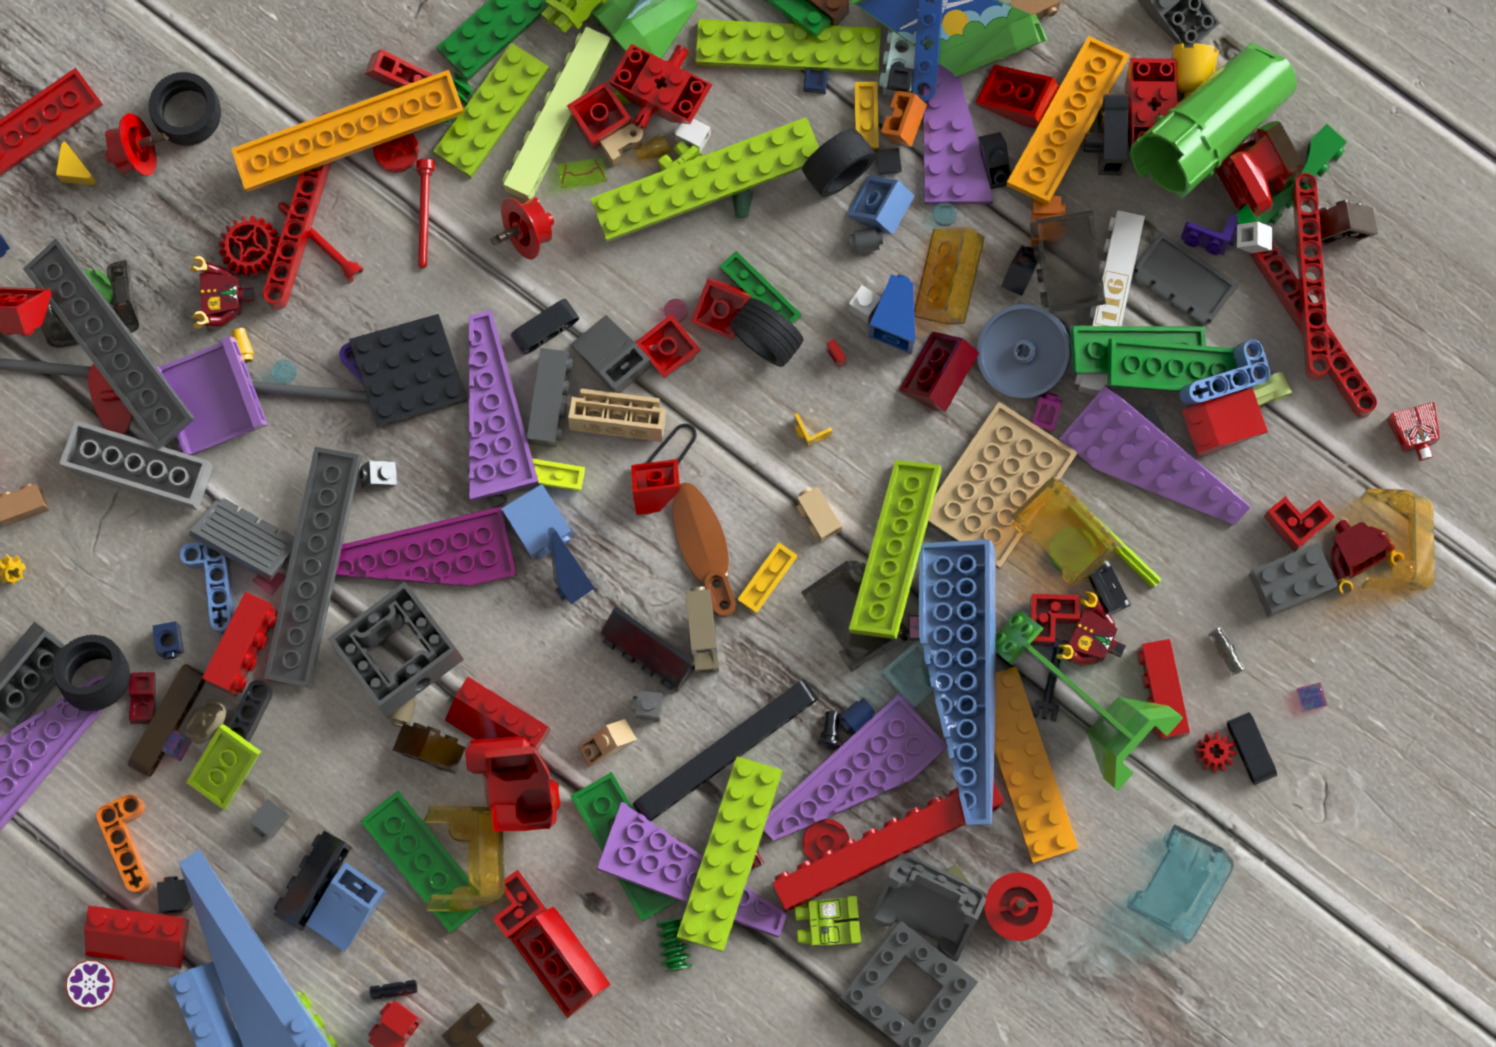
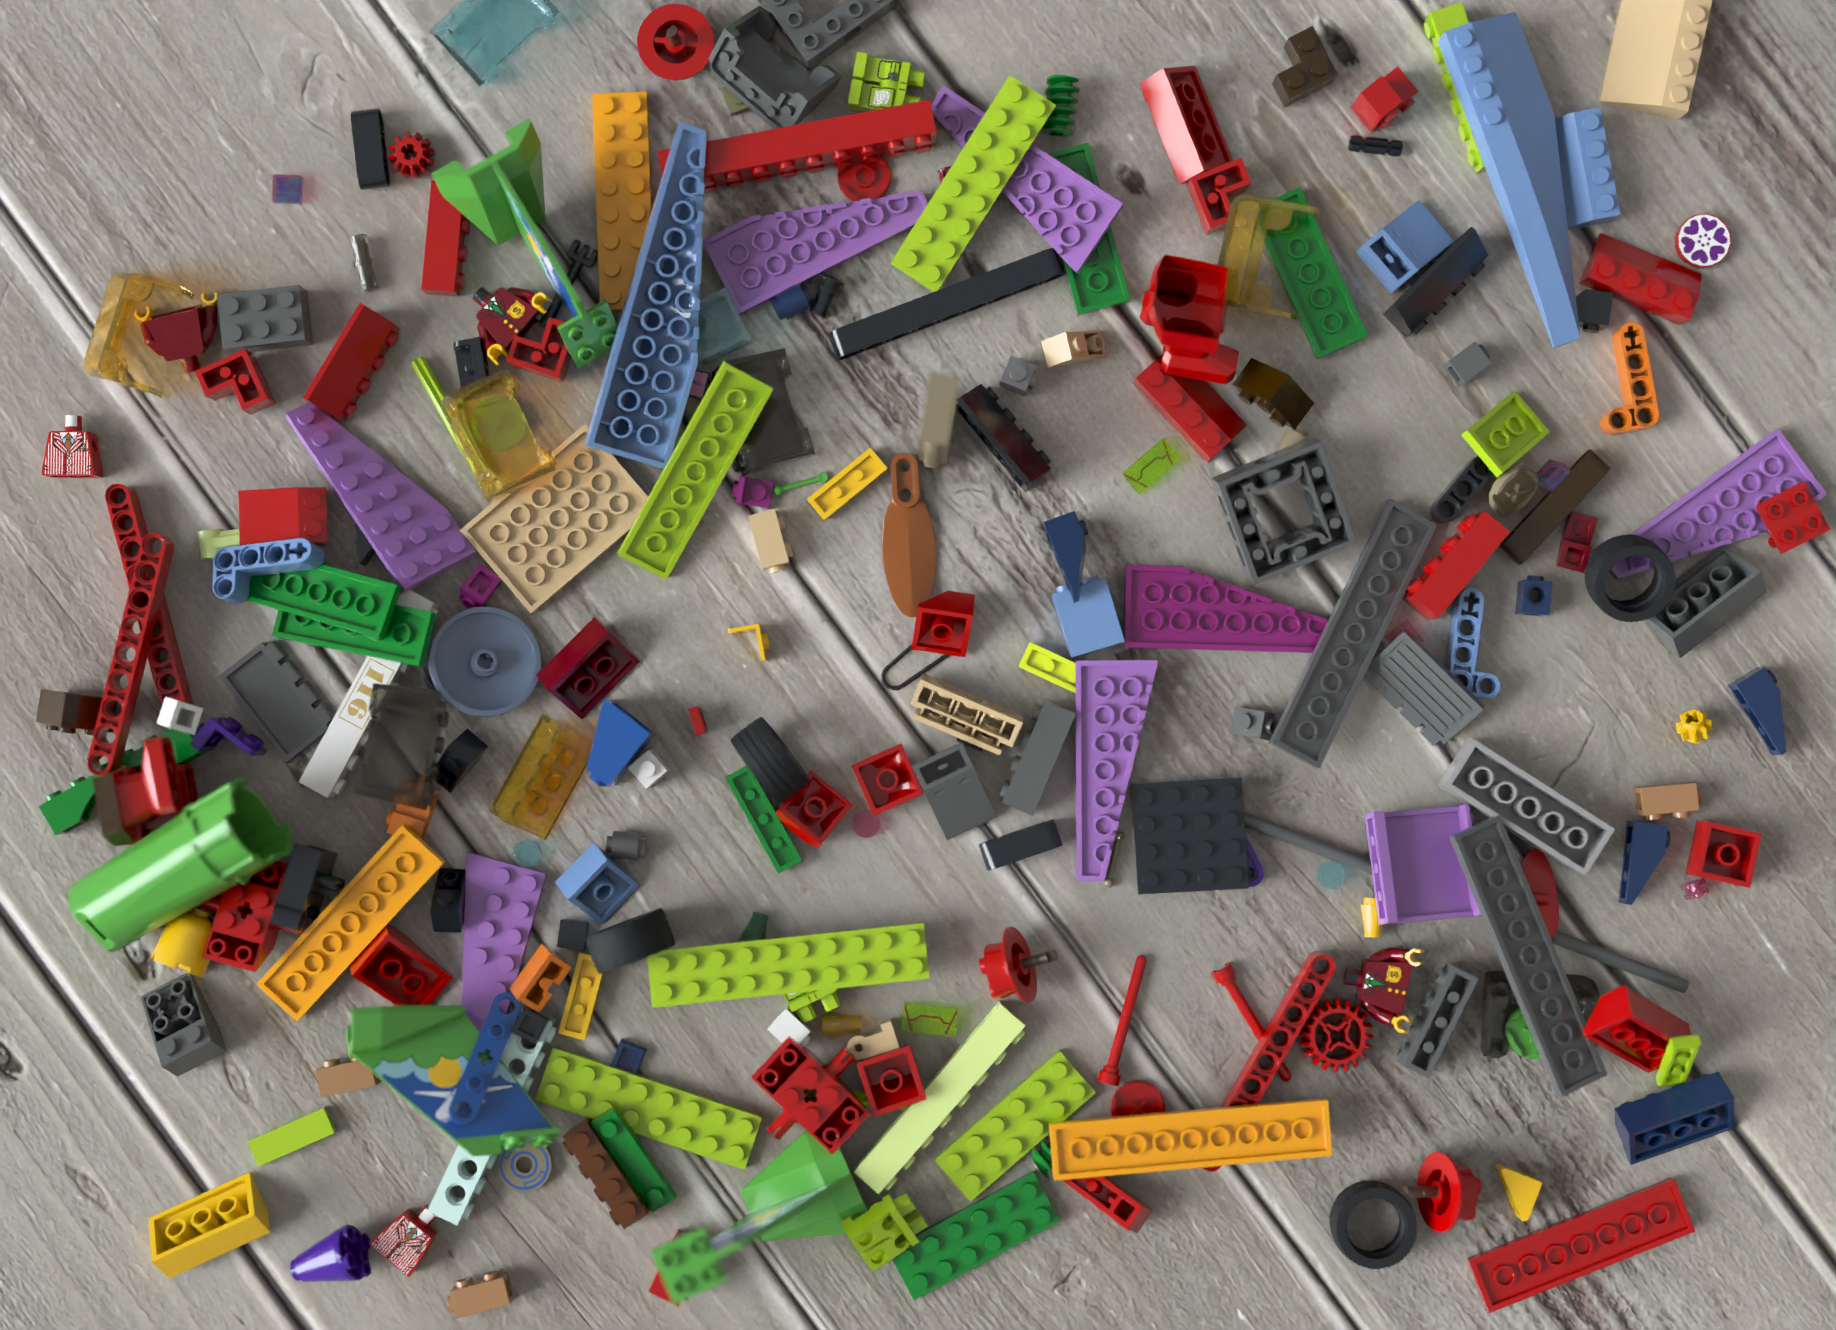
camera: 170 degrees left, 10 degrees up
(30, 455) = (1642, 852): none -> dark blue slope
(170, 278) = (1437, 1019): none -> dark grey brick
(465, 318) = (1109, 882): none -> dark tan hinge
(516, 663) = (1151, 466): none -> clear neon green tile
(790, 580) = (822, 478): none -> bright green hinge
(843, 550) = (753, 492): none -> magenta bracket
(1207, 563) = (352, 363): none -> red slope

